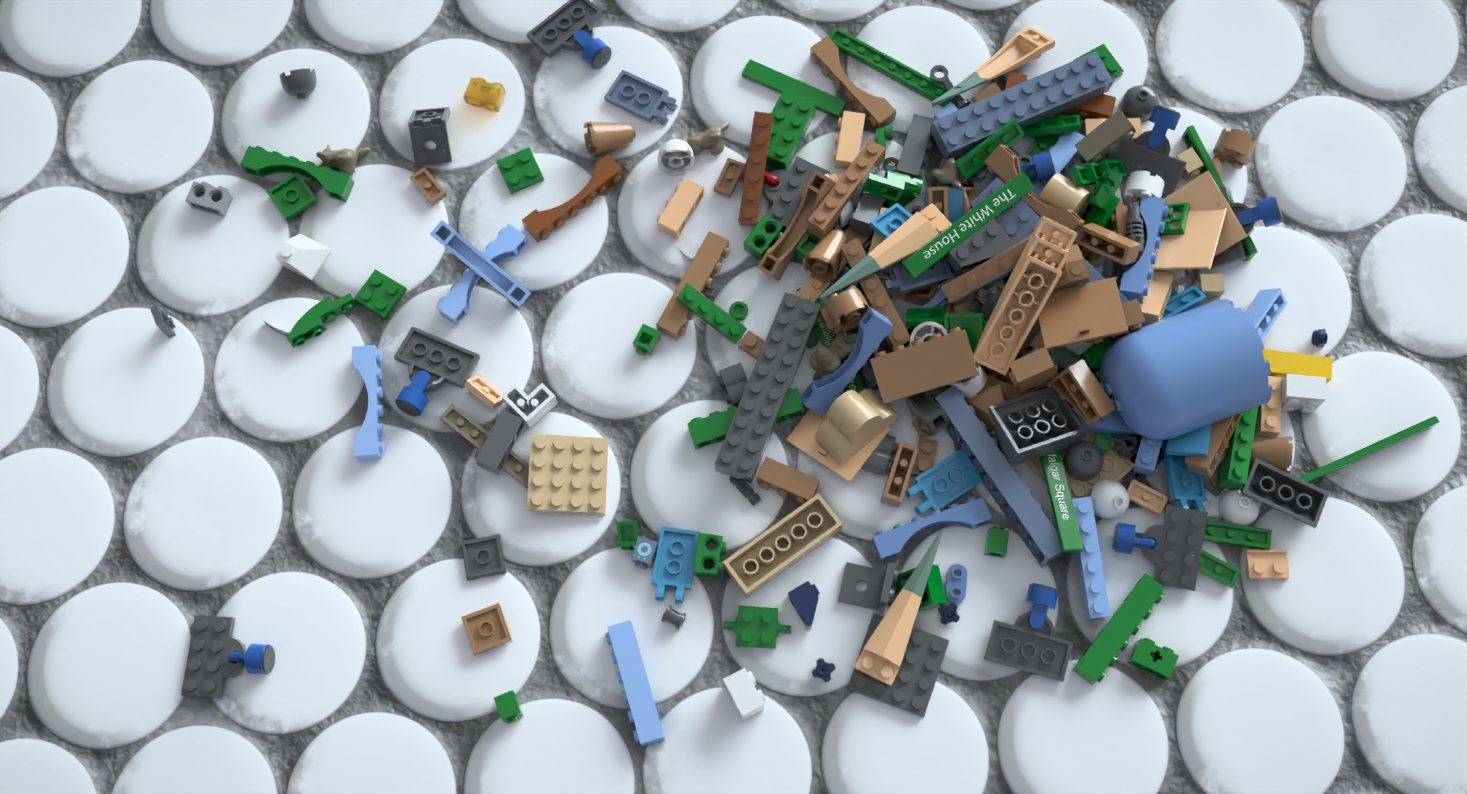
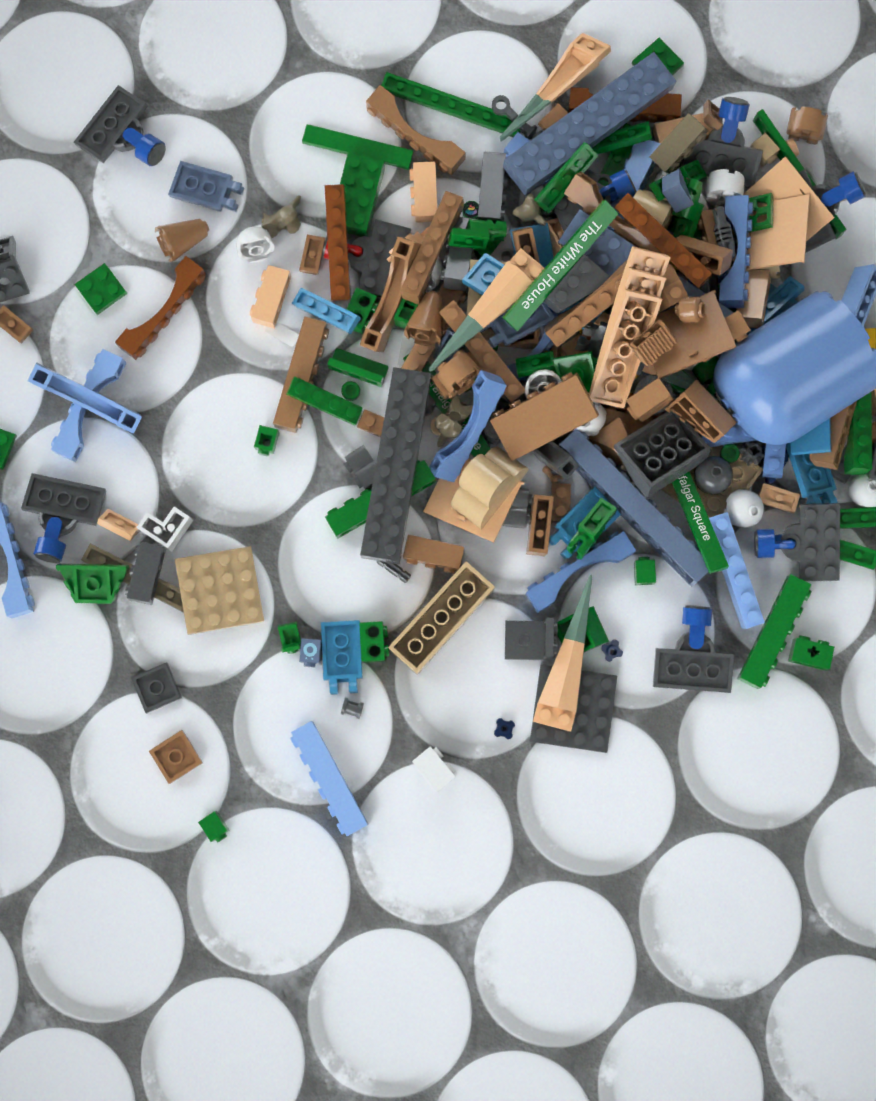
camera: 10 degrees left, 10 degrees up
(446, 441) = (93, 581): none -> green wing
(485, 94) = (46, 215): clear yellow brick -> none
(731, 229) = (326, 310): none -> dark azure plate
(750, 290) = (358, 367): none -> green panel
(756, 627) = (433, 700): green plate -> none
(805, 602) = (474, 667): dark blue slope -> none
(884, 133) = (454, 181): green bracket -> none
(950, 486) = (591, 527): none -> green plate
(956, 583) = (612, 619): medium blue plate -> none
(1046, 313) = (653, 343): none -> medium nougat brick
(1071, 217) = (663, 241): none -> dark orange arch
(1088, 289) = (690, 309): none -> medium nougat head
(1095, 180) = (676, 191): none -> sand blue slope
(1139, 102) = (704, 89): dark grey cylinder -> none
(1142, 120) = (710, 115): none -> medium nougat plate
(1210, 284) = (805, 272): tan brick -> none

